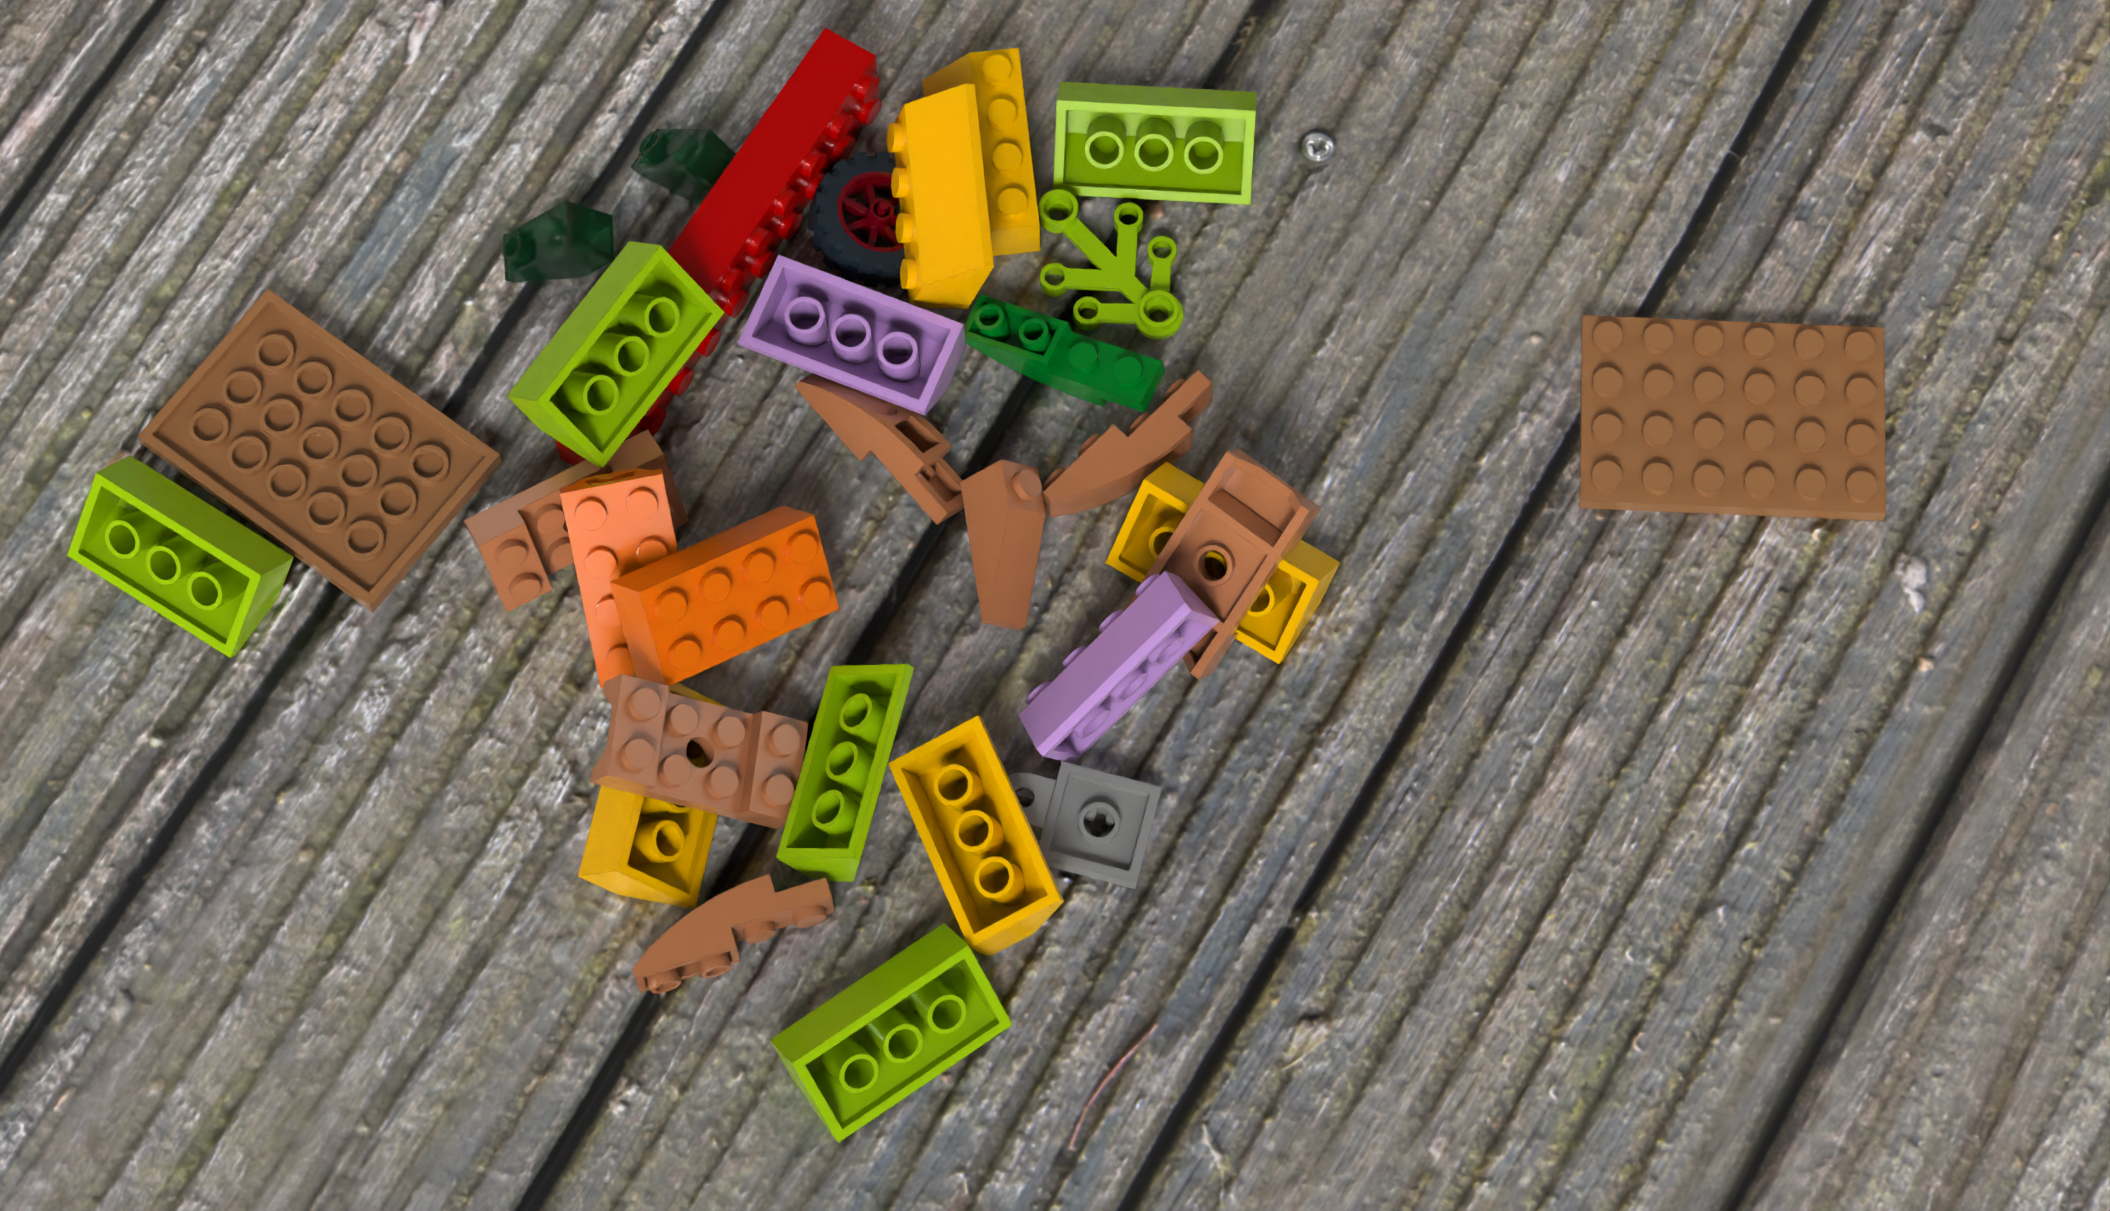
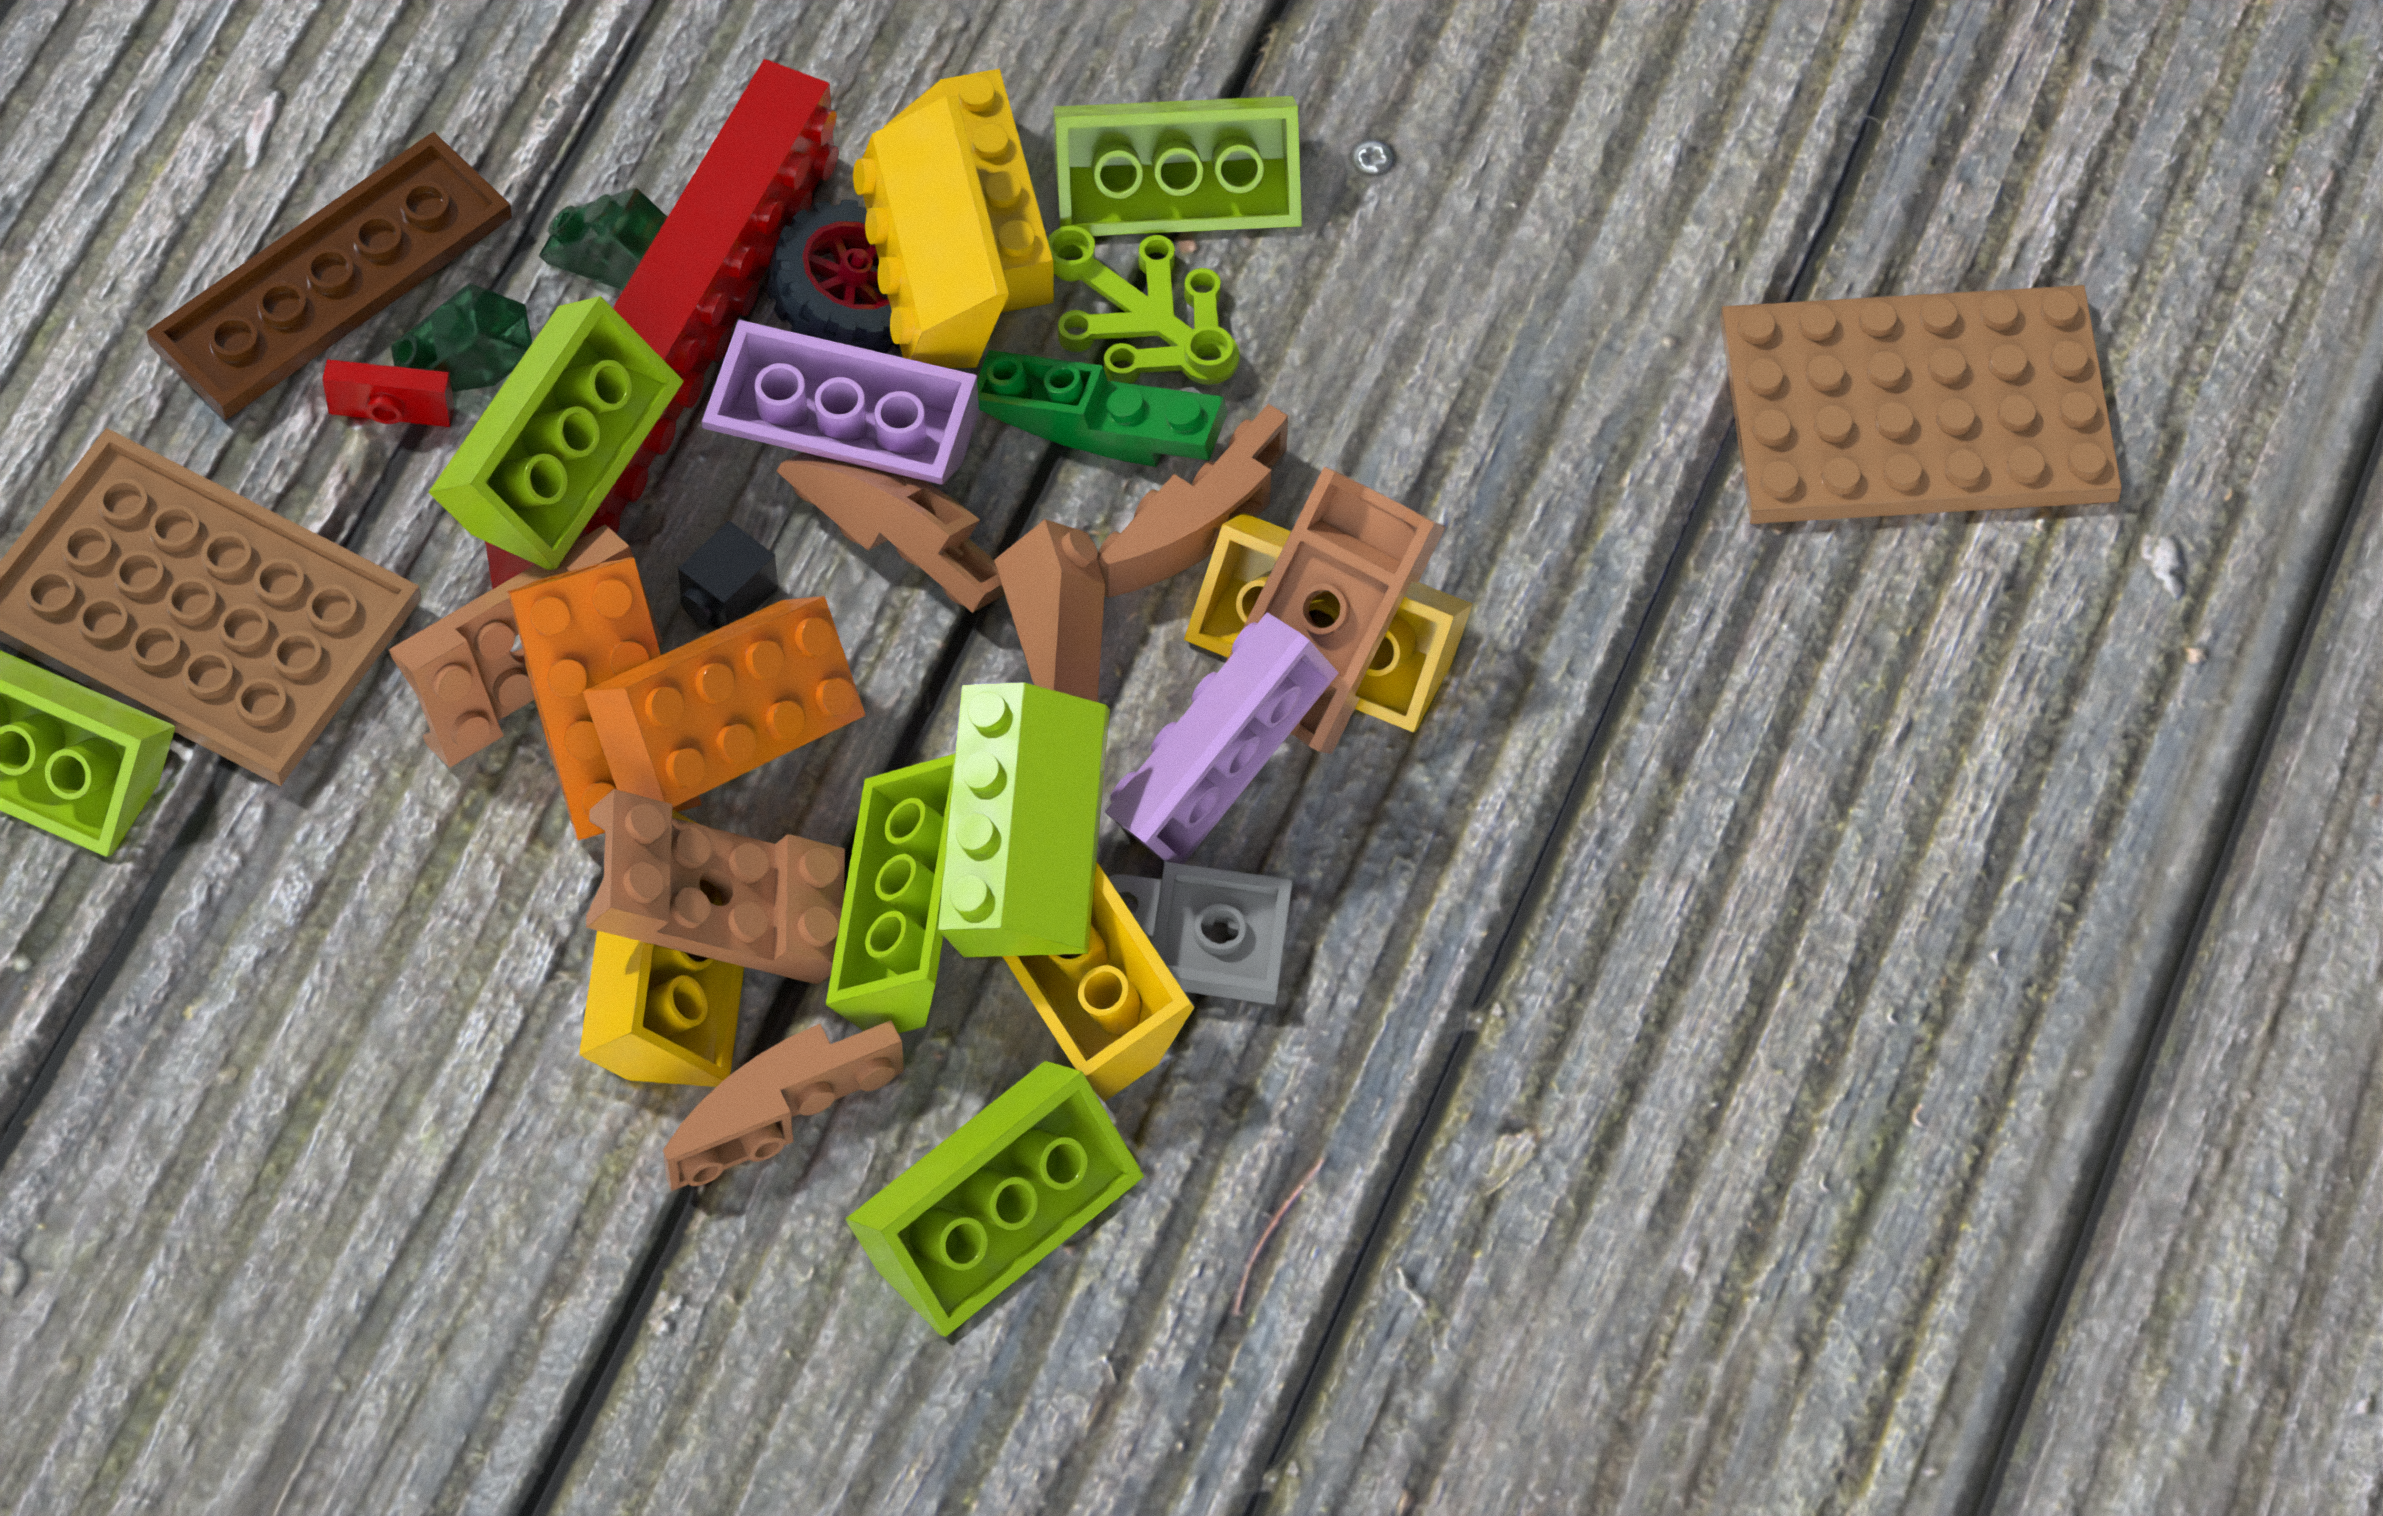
camera: 10 degrees left, 10 degrees down
(460, 169) = (329, 275): none -> reddish brown plate
(495, 281) = (388, 393): none -> red plate
(744, 474) = (727, 577): none -> black brick
(947, 730) = (1023, 821): none -> lime slope

